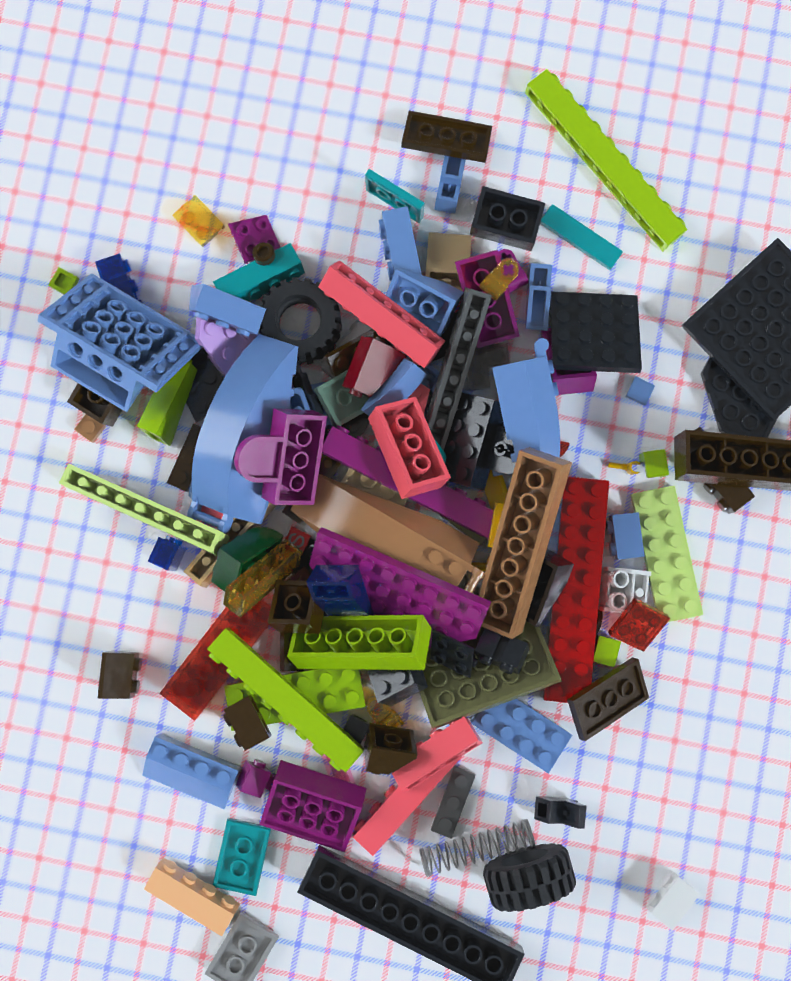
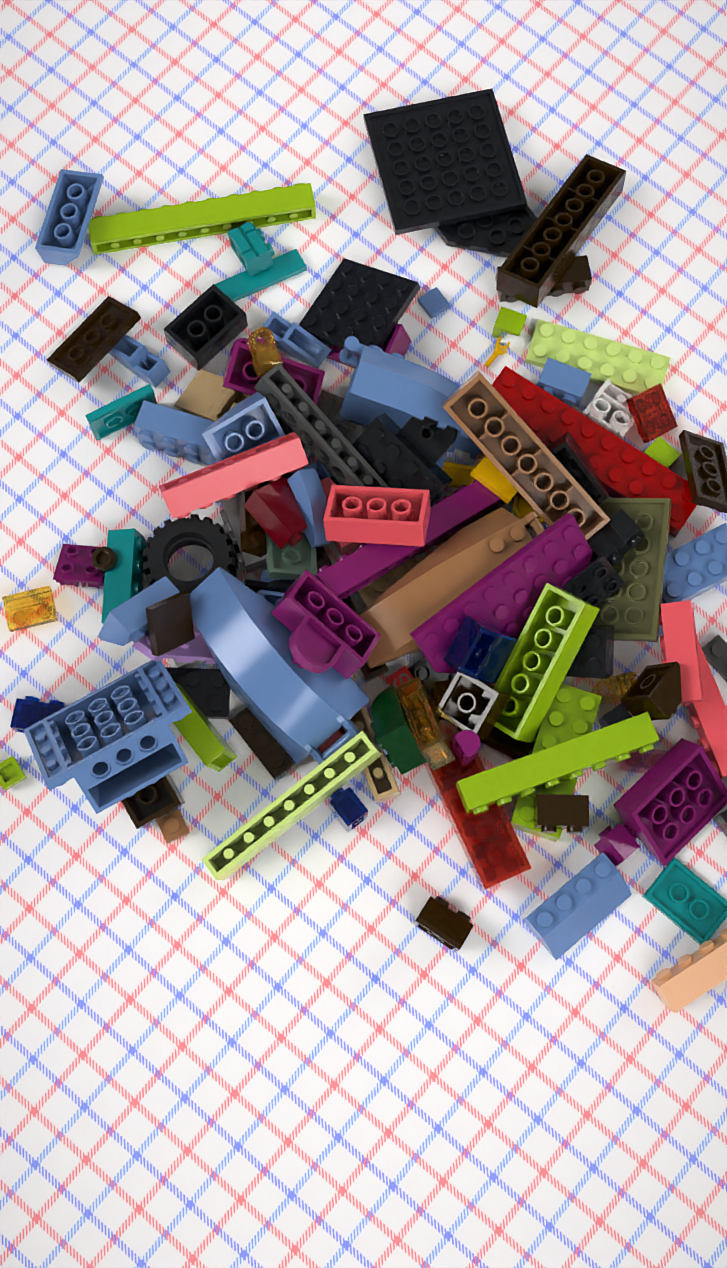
camera: 65 degrees left, 10 degrees down
(227, 335) = (170, 623): none -> dark brown tile
(256, 620) = (466, 746): none -> magenta brick
(540, 51) = (68, 216): none -> medium blue slope
(599, 214) = (251, 249): none -> teal brick

